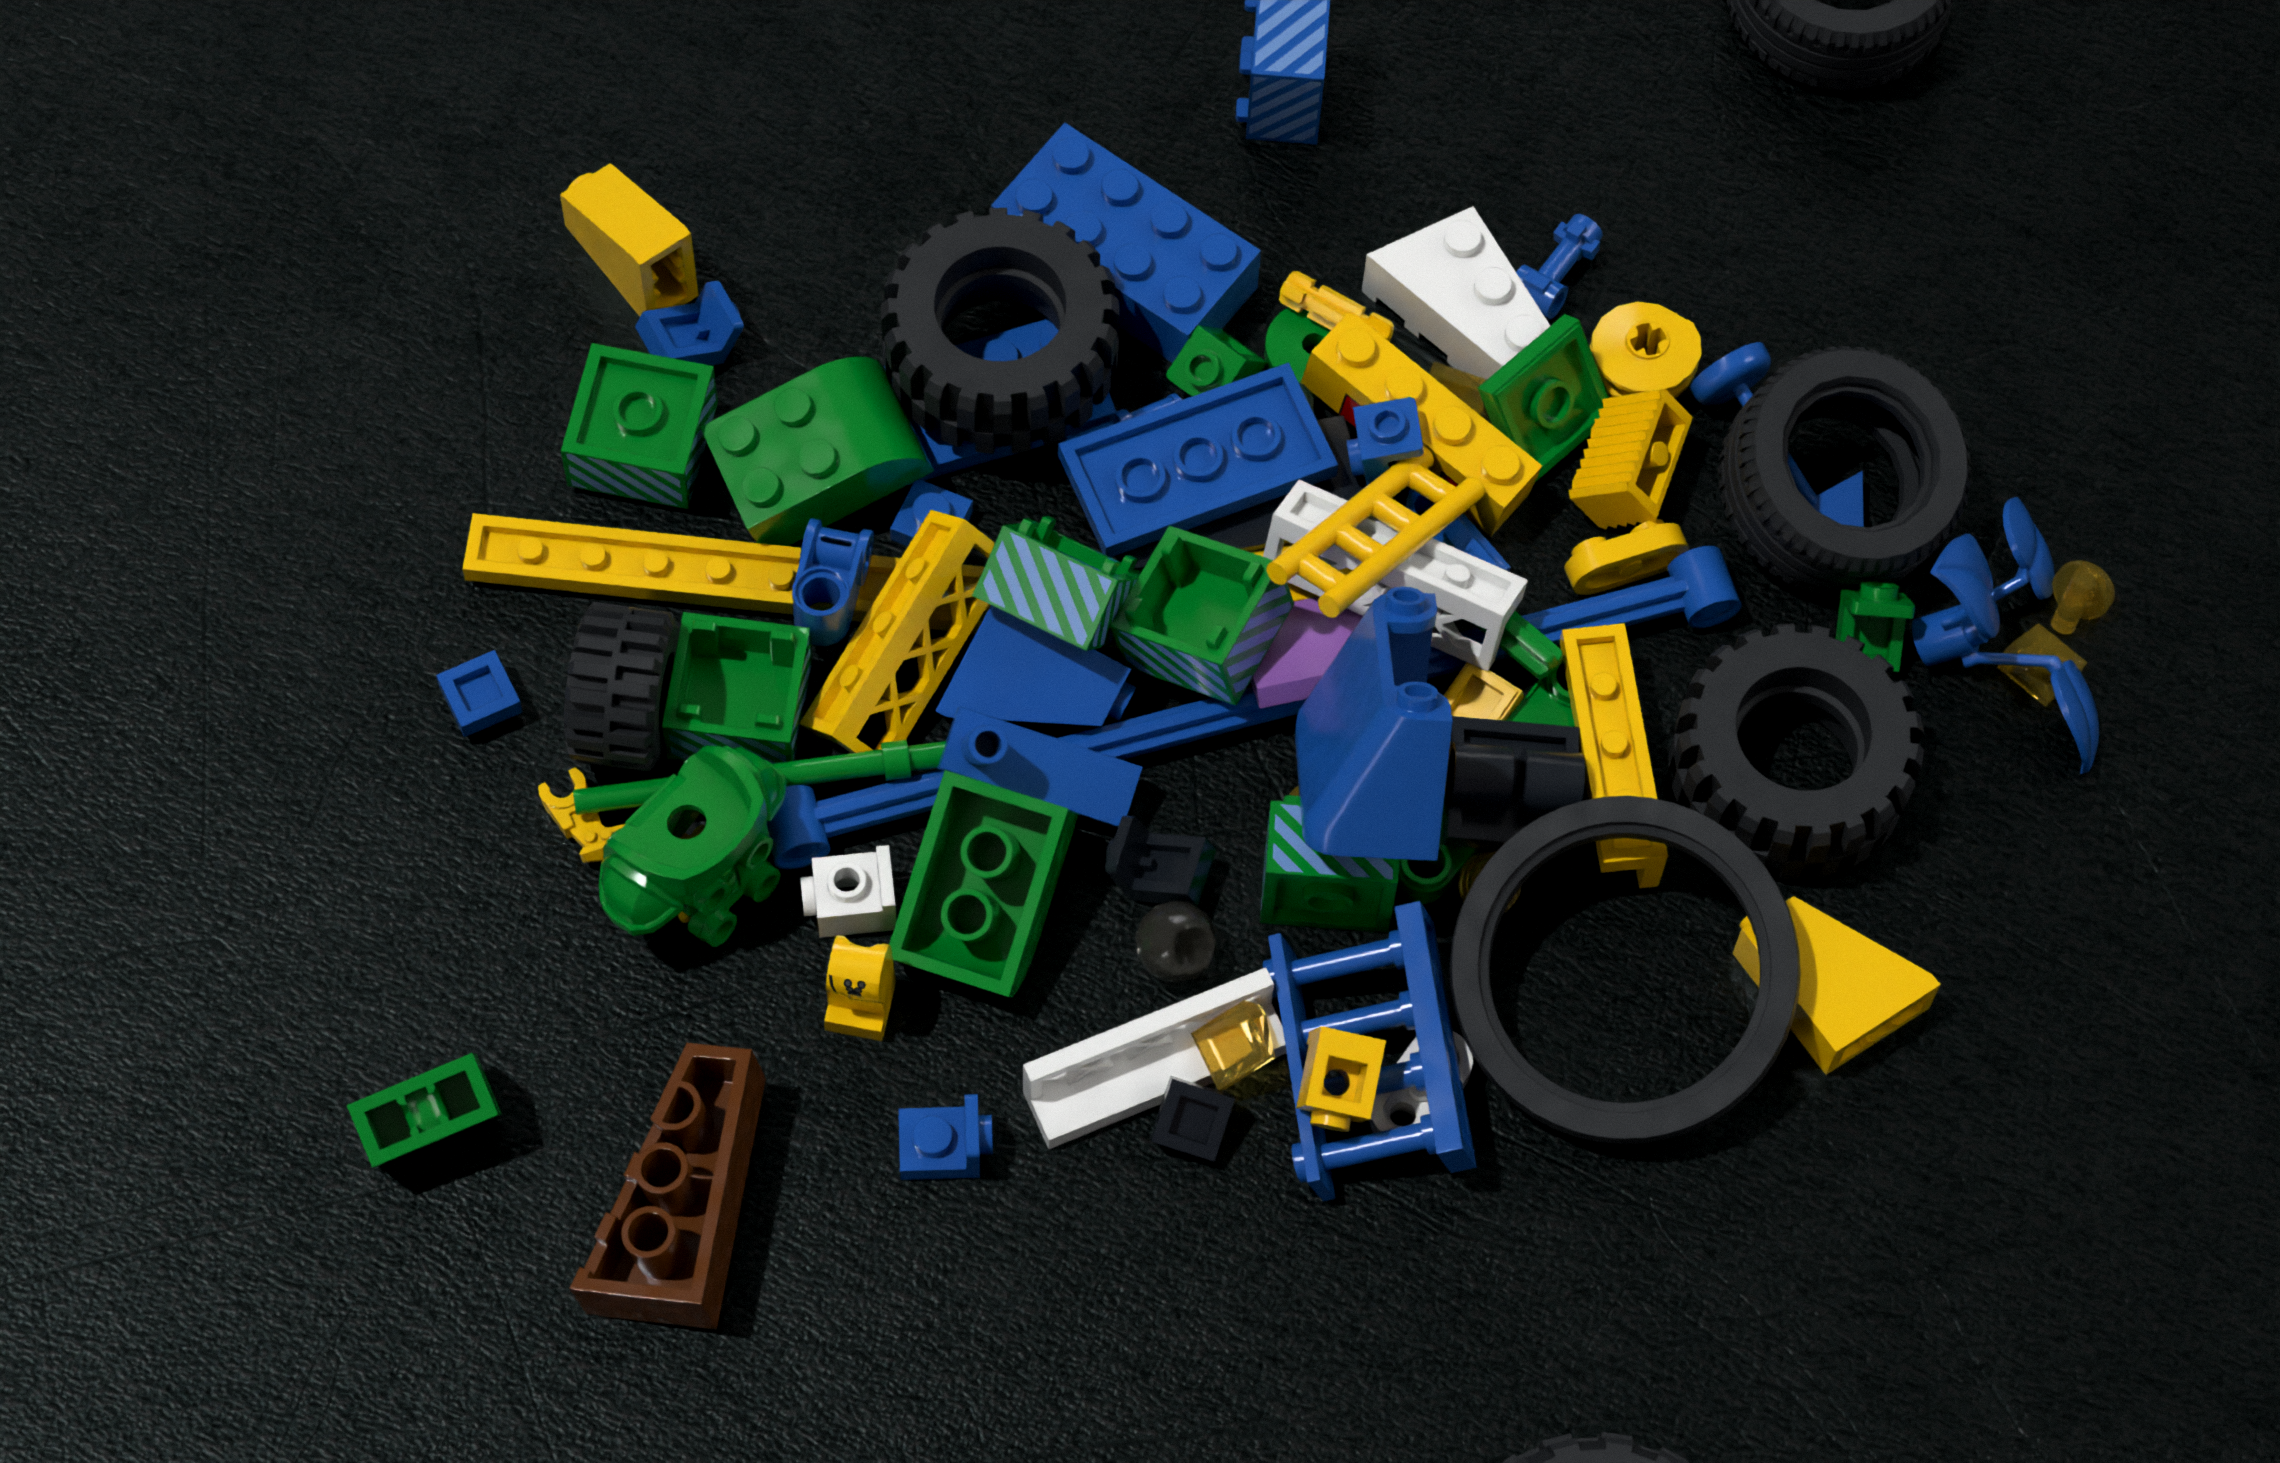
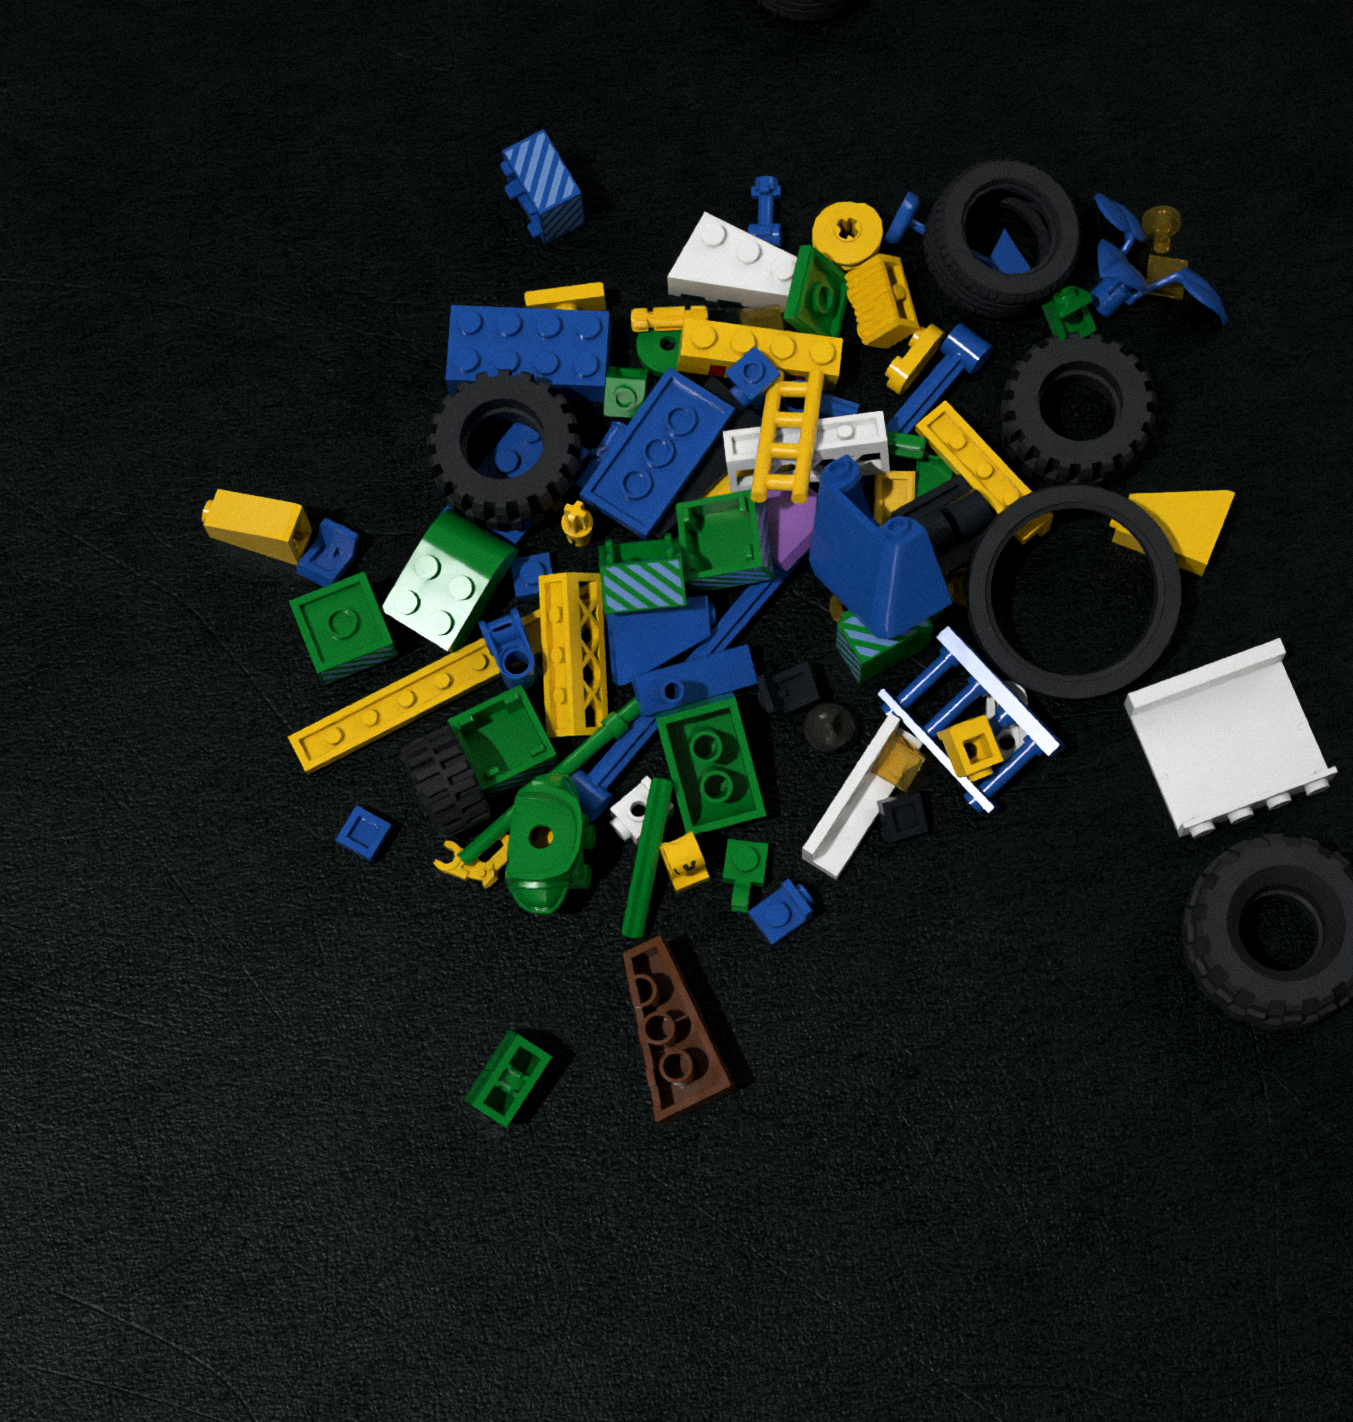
camera: 25 degrees left, 10 degrees up
(813, 949) = (647, 857): none -> green axle
(933, 1052) = (744, 868): none -> green plate
(1031, 481) = (577, 523): none -> yellow axle
(1240, 215) = (574, 297): none -> yellow plate
(1712, 1305) = (1228, 740): none -> white panel

